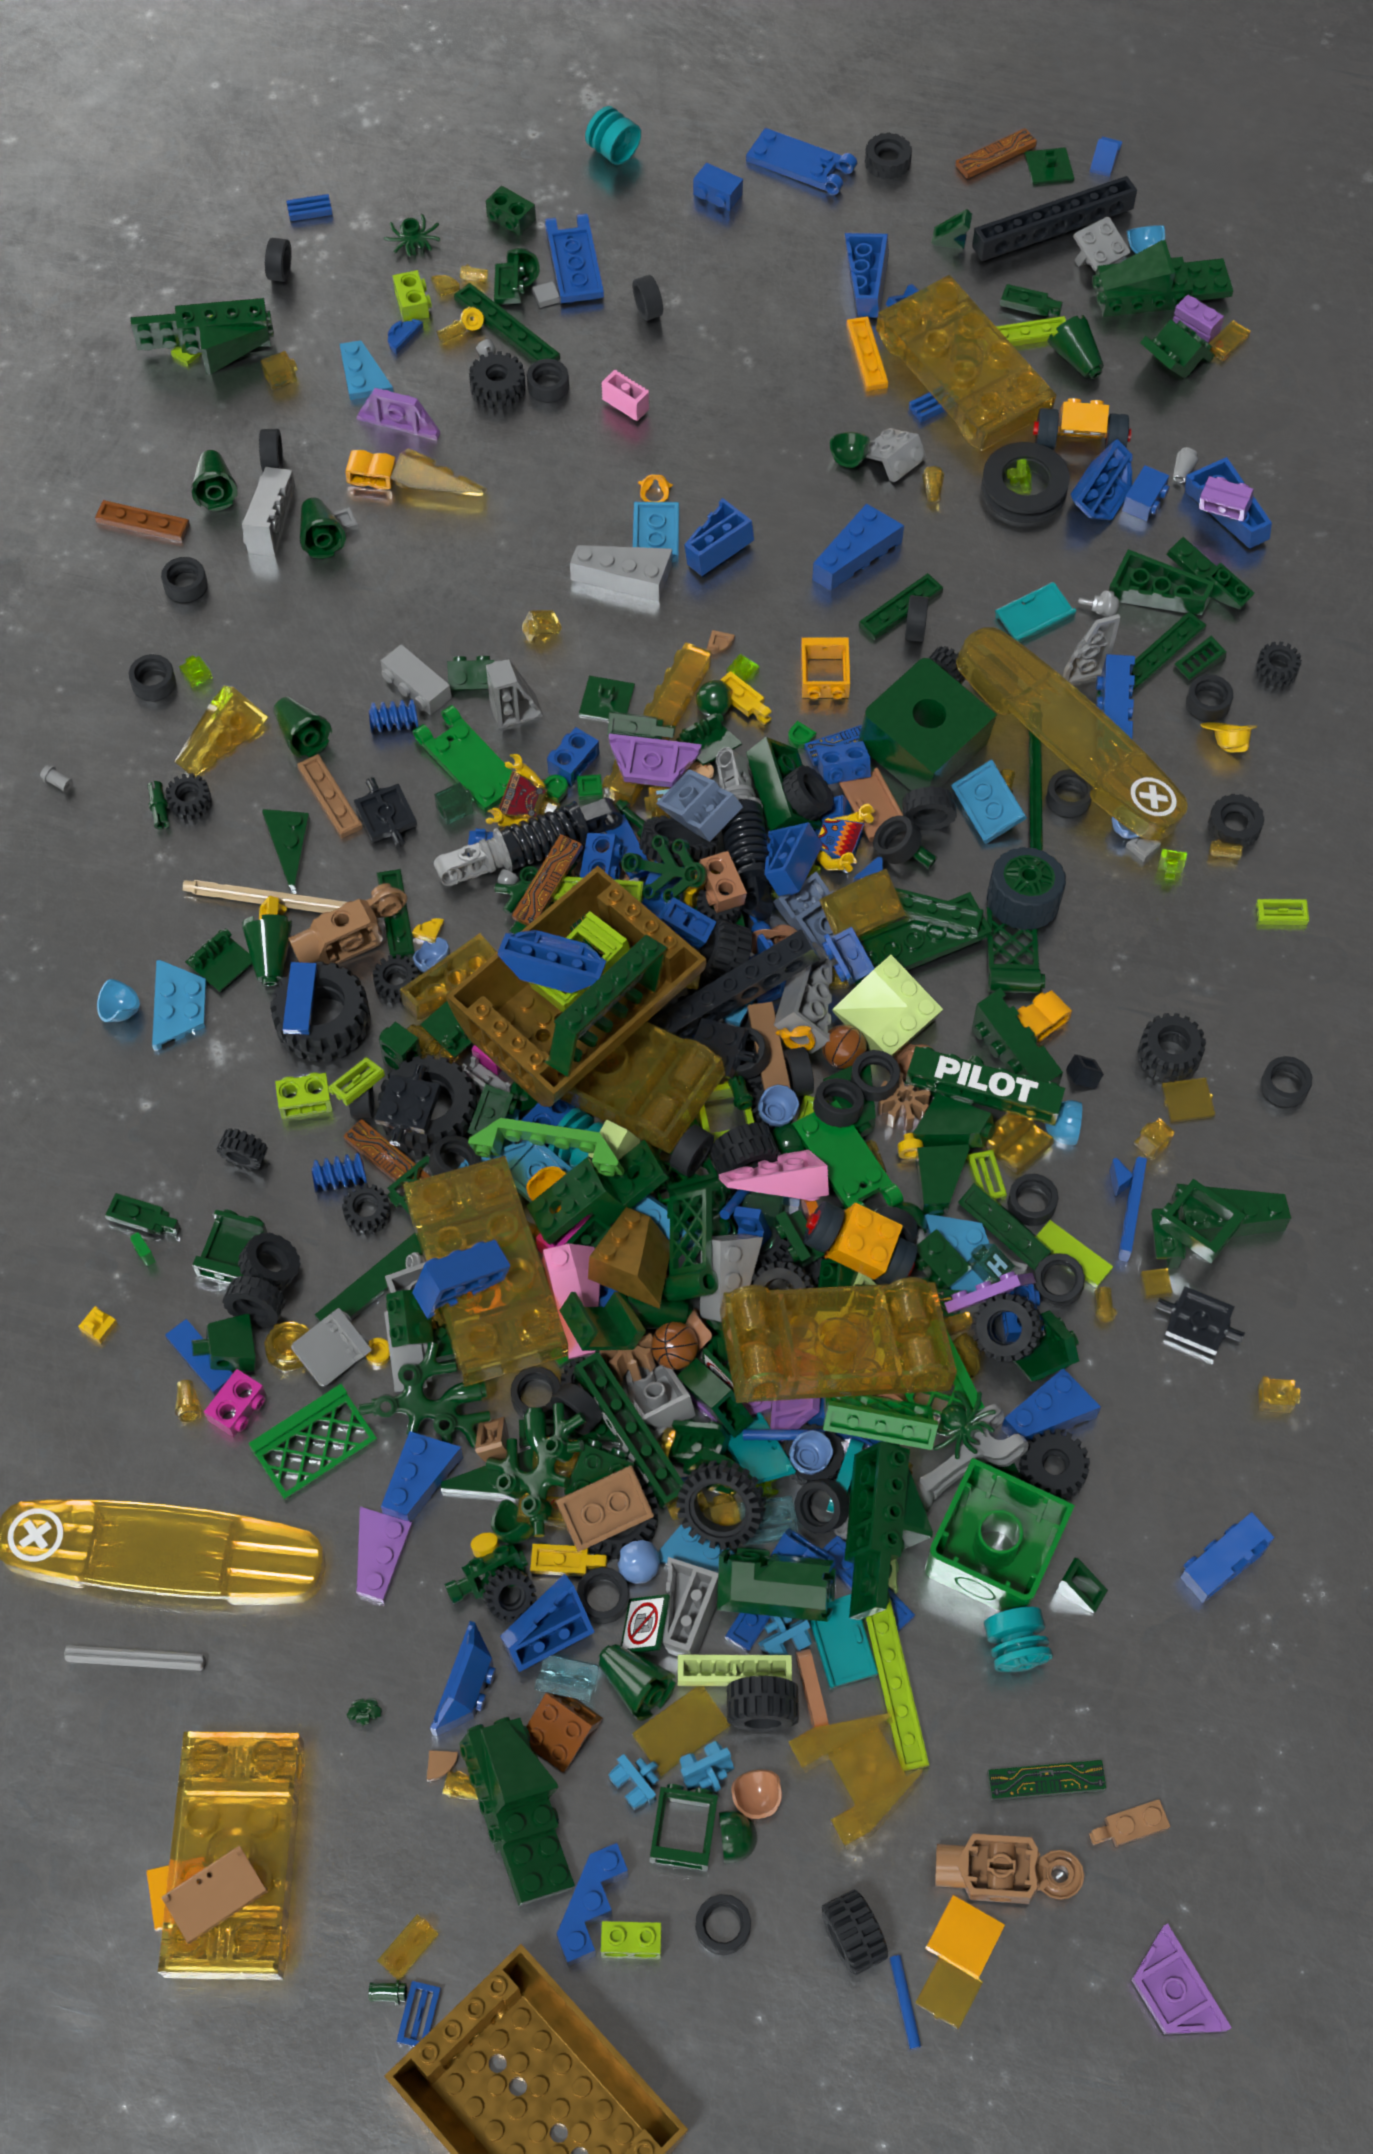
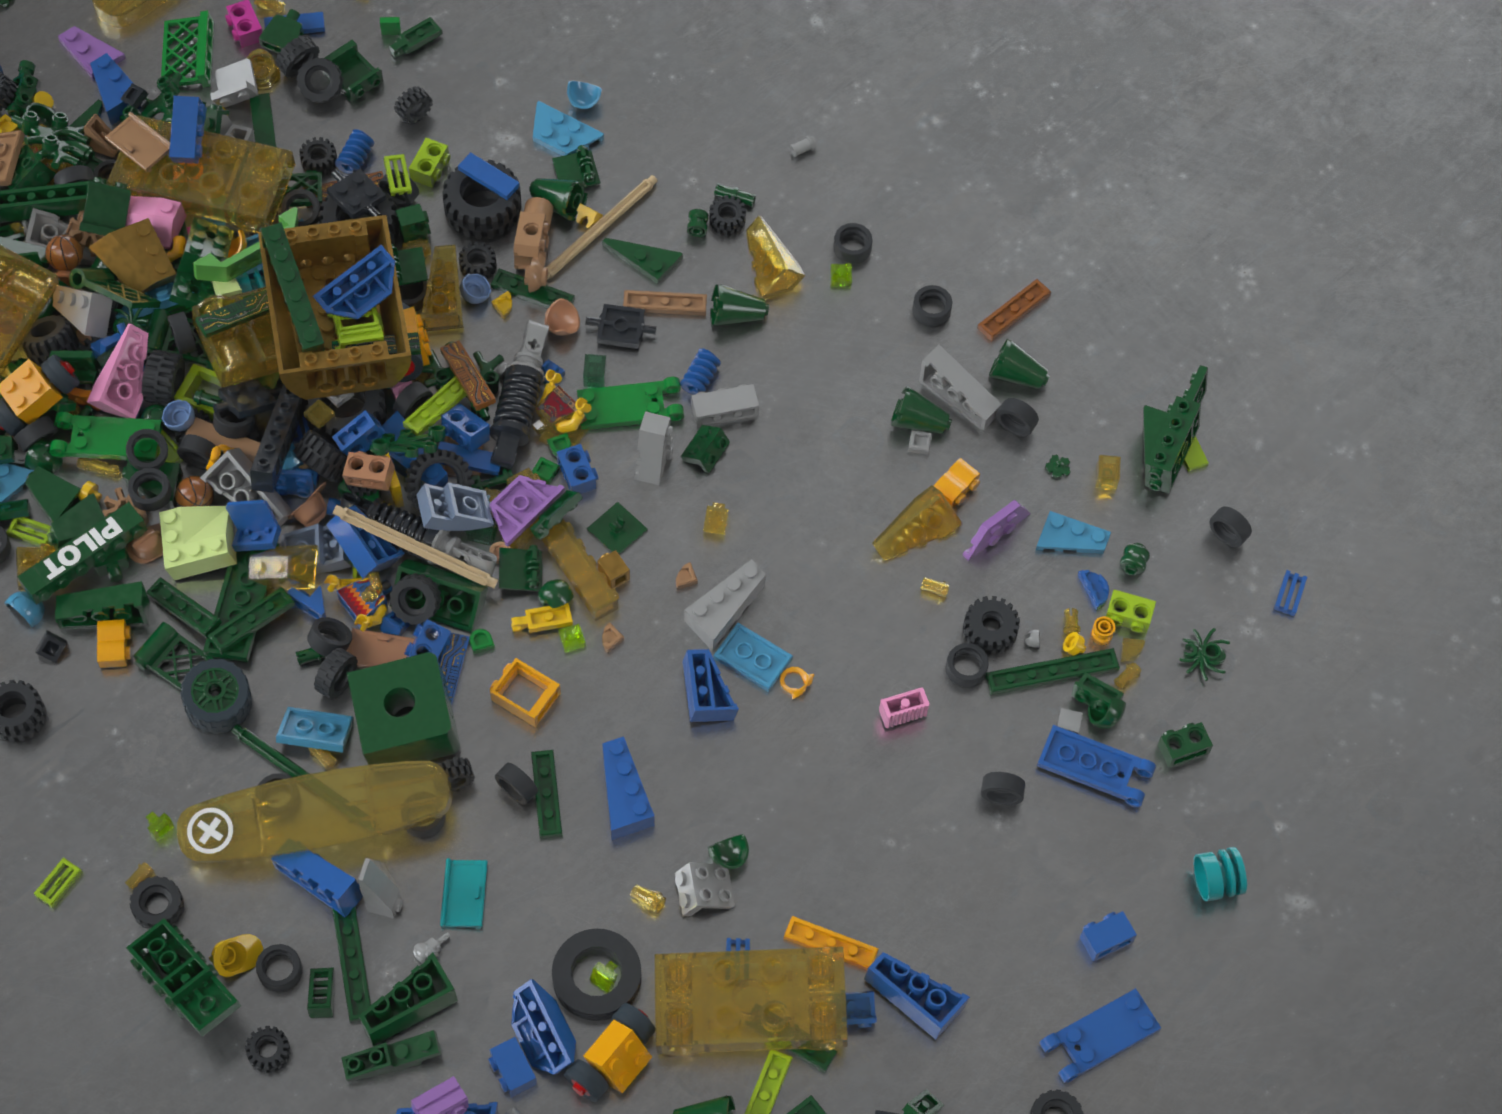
camera: 120 degrees right, 0 degrees up
(216, 814) = (697, 222): none -> dark green wheel
(295, 413) = (1058, 466): none -> dark green plant
(356, 314) = (1134, 559): none -> dark green piece
(417, 861) = (562, 318): none -> nougat helmet
(425, 1422) = (135, 97): none -> black tile
(444, 305) = (1099, 633): none -> light orange wheel
(486, 432) = (935, 587): none -> clear yellow pin
(504, 1316) = (138, 137): none -> medium nougat door
(586, 1235) = (179, 244): none -> light orange arm
(616, 620) = (686, 577): none -> medium nougat tile
(641, 1091) = (233, 314): none -> dark green tile
(653, 669) = (614, 569): none -> pearl gold brick
(787, 857) = (414, 546): none -> tan piece
(828, 824) = (374, 589): none -> clear yellow arm
(961, 981) = (183, 607): none -> dark green tile
(1287, 735) = (182, 977): none -> dark green wedge

